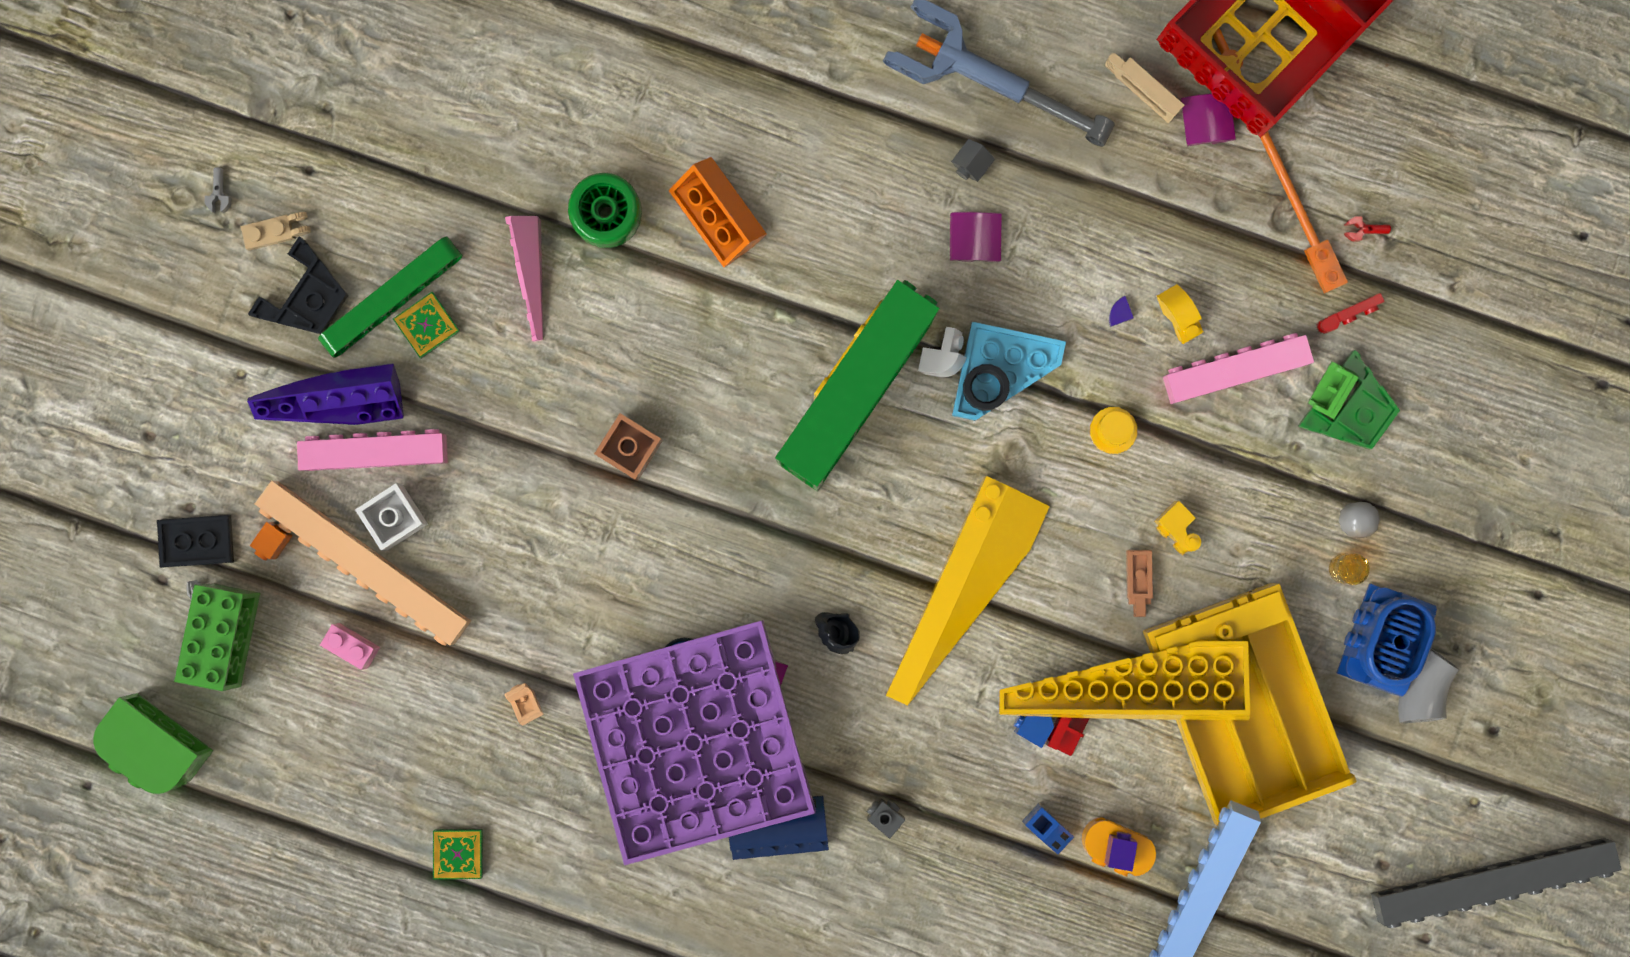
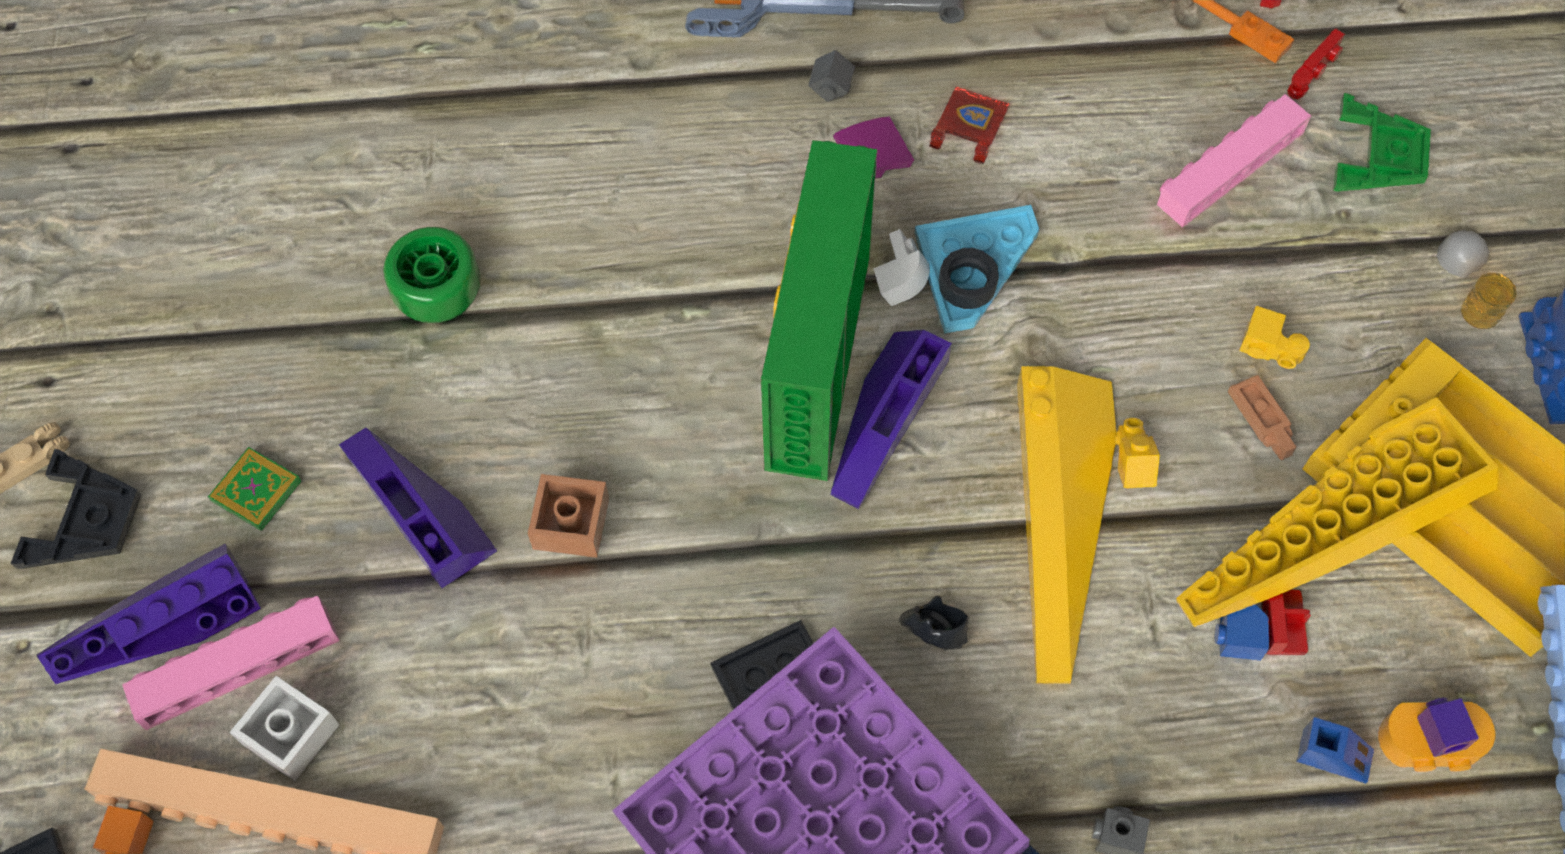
camera: 25 degrees left, 25 degrees down
(390, 297) = (194, 475): green beam -> none
(526, 245) = (348, 344): bright pink wedge -> none
(531, 391) = (423, 510): none -> dark purple wedge
(715, 610) = (755, 664): none -> black tile
(717, 211) = (566, 232): orange slope -> none
(880, 458) = (886, 409): none -> dark purple wedge
(1033, 572) = (1137, 455): none -> yellow brick
(1063, 241) = (970, 118): none -> clear red flag
(1113, 430) = (1136, 274): yellow piece -> none
(1120, 312) = (1073, 159): dark purple tile -> none
(1181, 312) = (1142, 125): yellow brick -> none
(1333, 389) = (1348, 134): bright green hinge -> none

